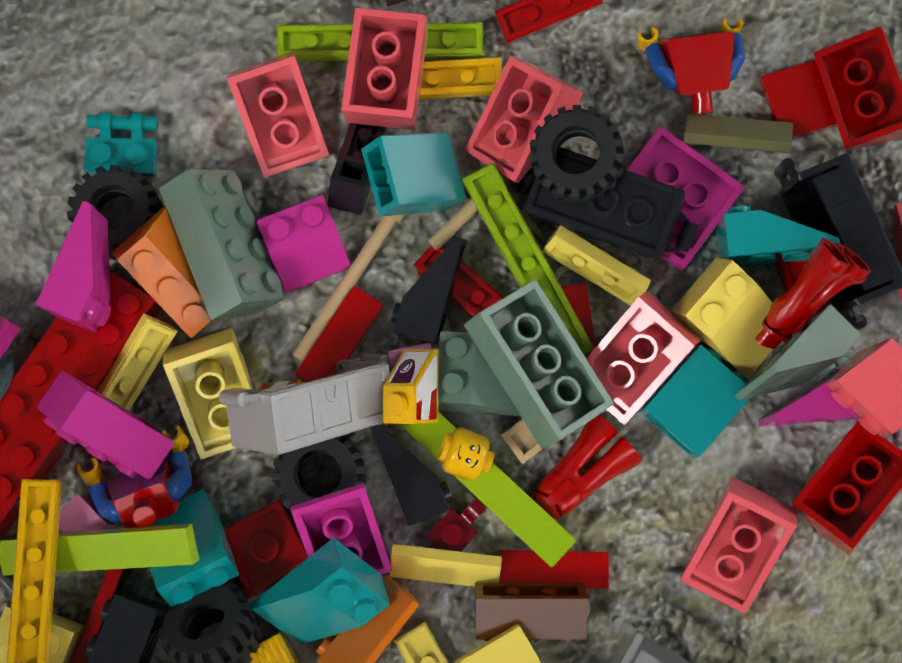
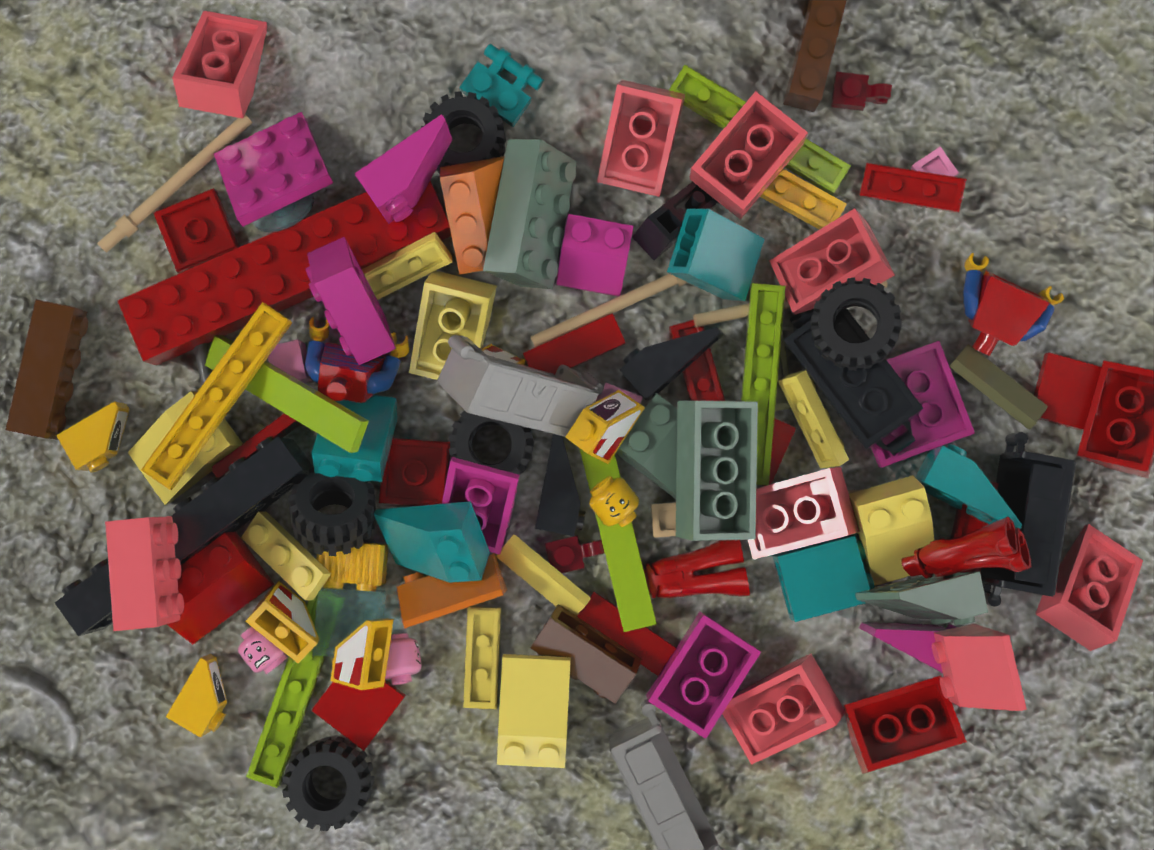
camera: 40 degrees right, 5 degrees up
(648, 559) = (702, 675): none -> dark pink brick

